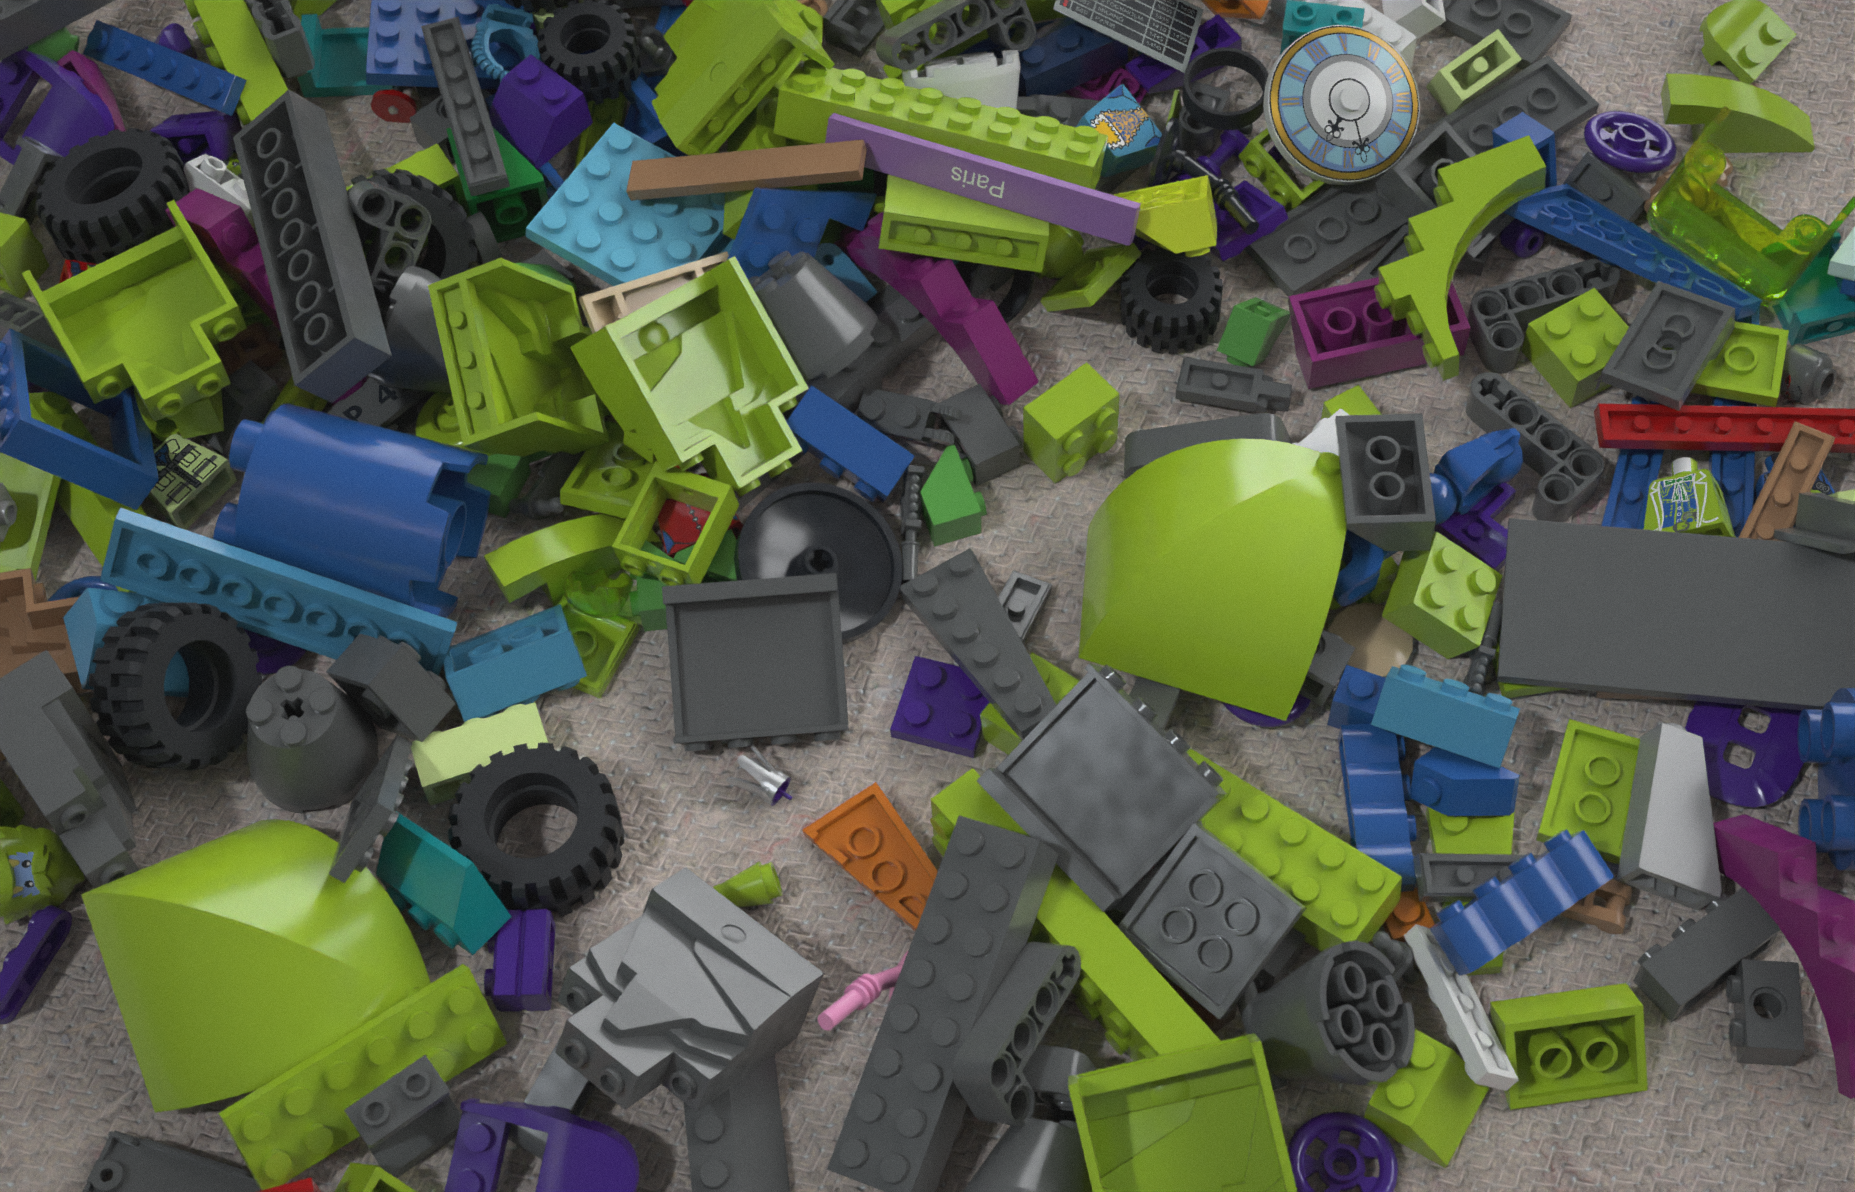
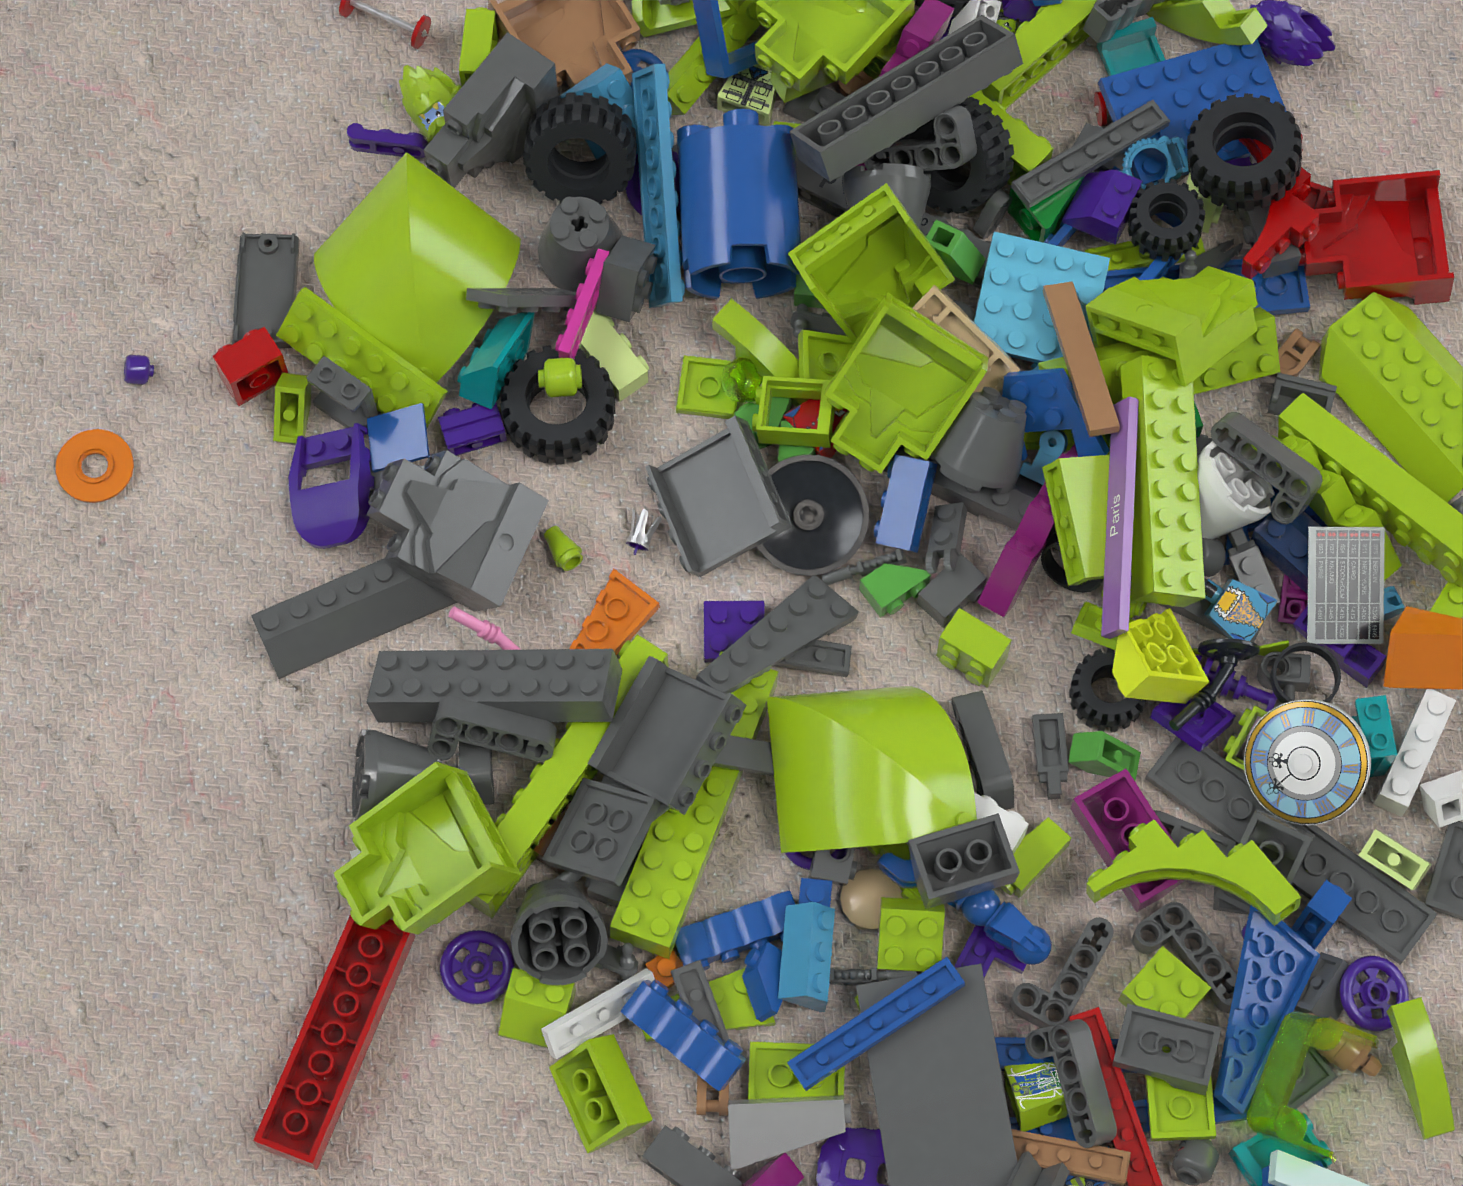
camera: 70 degrees right, 10 degrees up
(429, 747) = (579, 317): none -> dark pink plate
(506, 1053) = (398, 436): none -> piece
(513, 664) = (675, 346): dark azure slope -> none
(514, 792) = (560, 377): none -> lime head
(1566, 659) = (876, 1023): none -> blue plate
(1692, 454) = (1079, 1078): none -> dark grey beam

